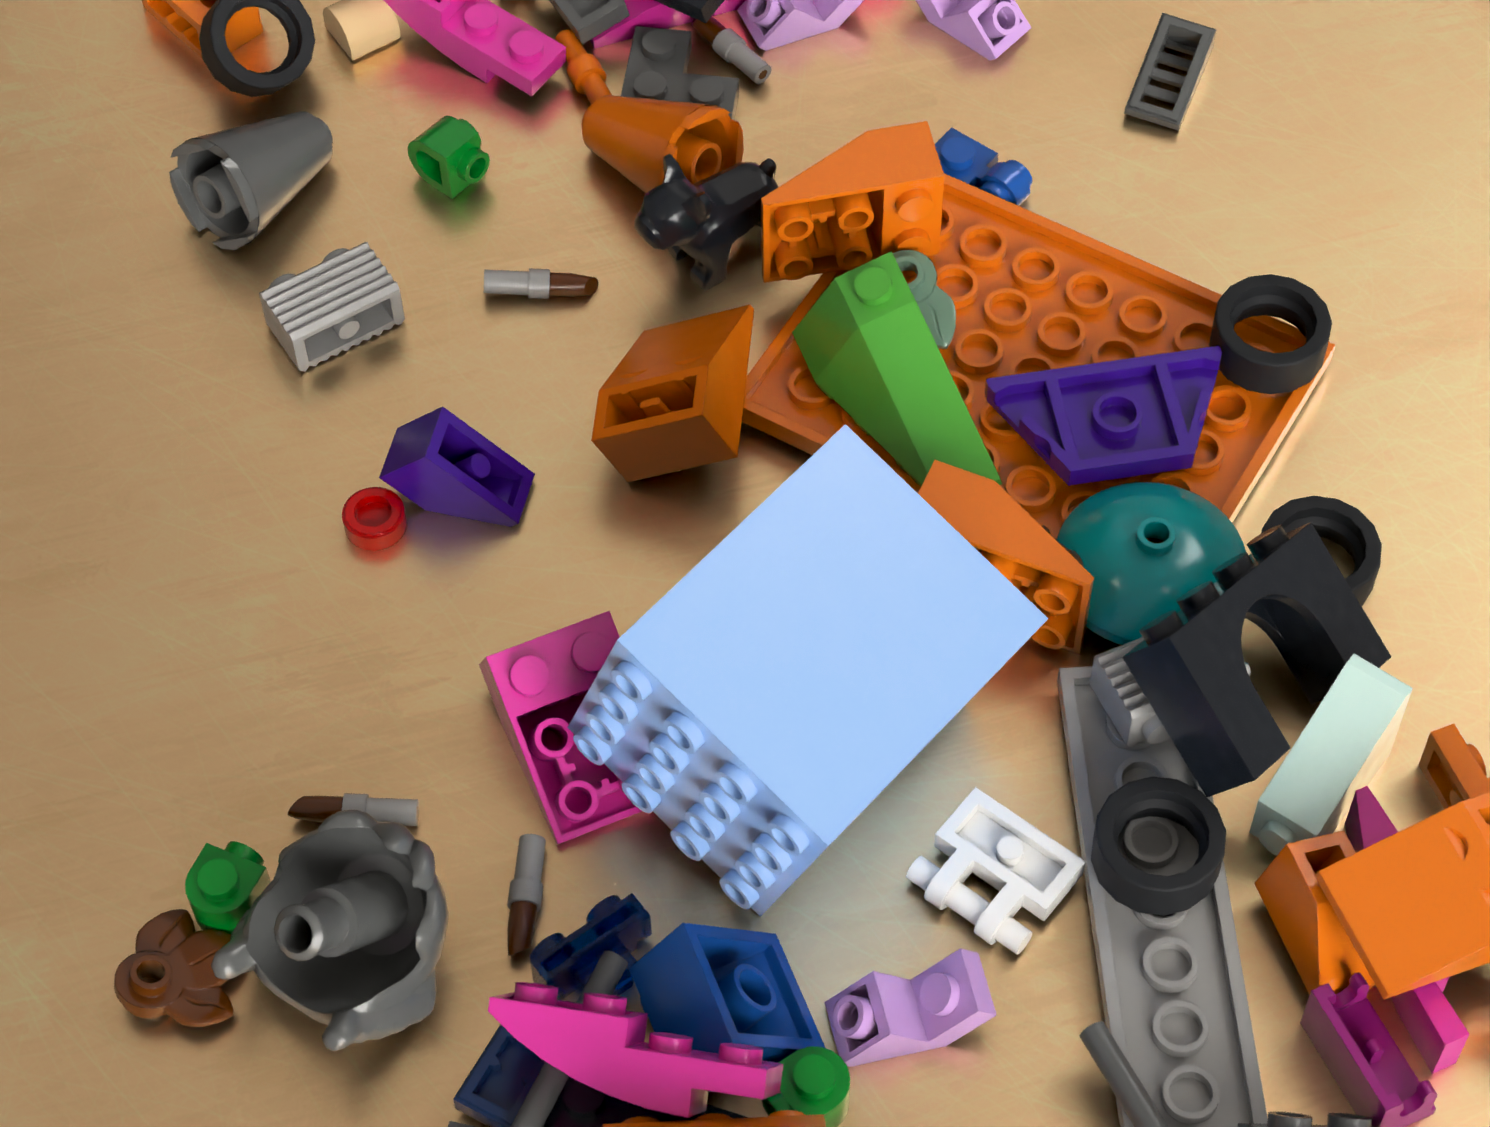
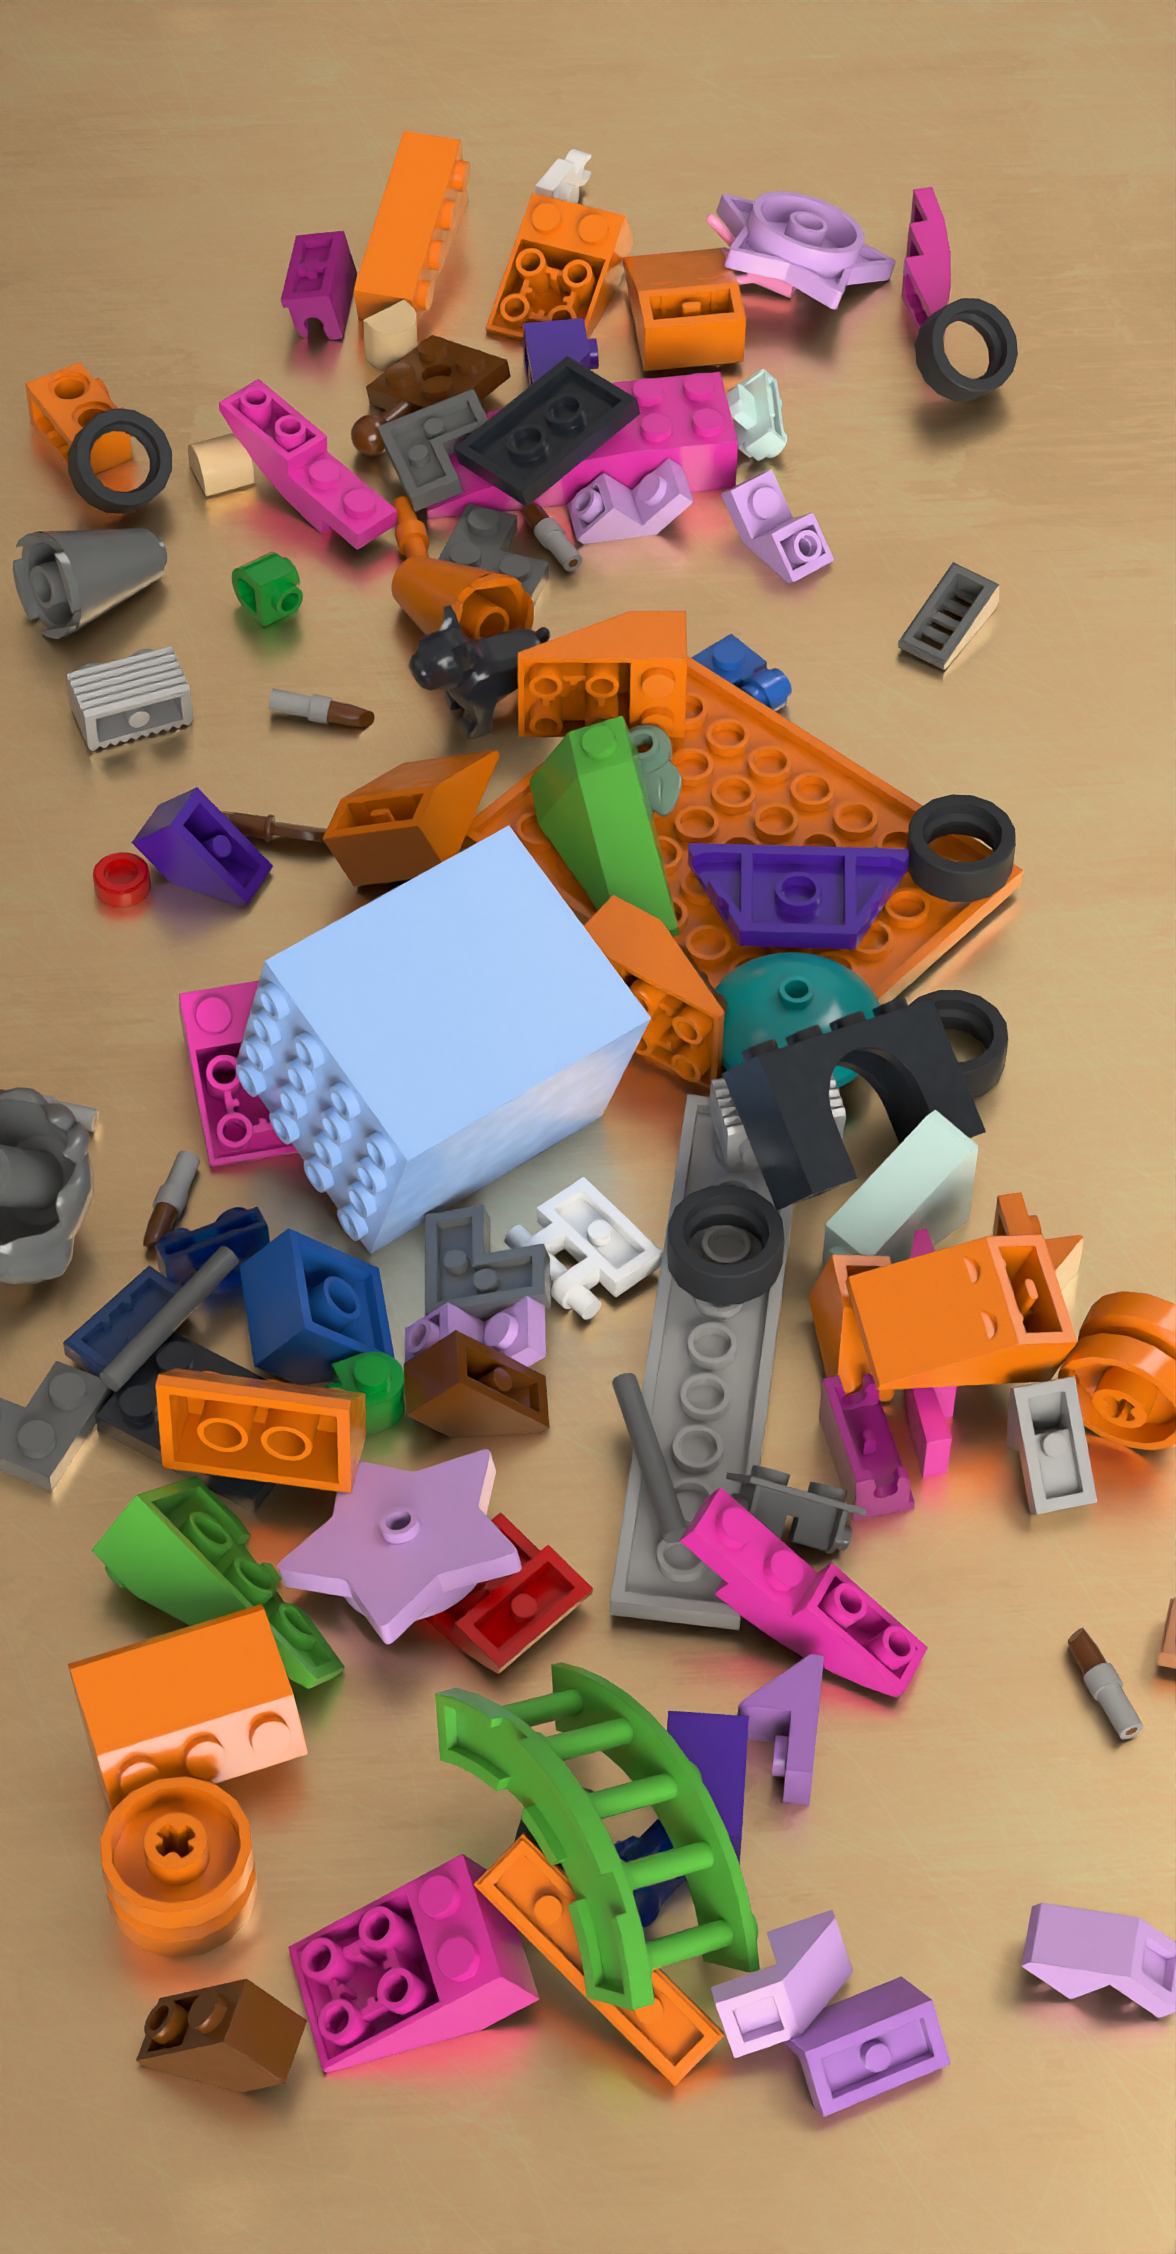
camera: 10 degrees right, 5 degrees down
(516, 430) = (267, 827): none -> reddish brown piece
(607, 1051) = (210, 1321): dark pink slope -> none
(887, 934) = (471, 1276): none -> dark grey plate
(926, 1071) = (474, 1390): none -> reddish brown slope

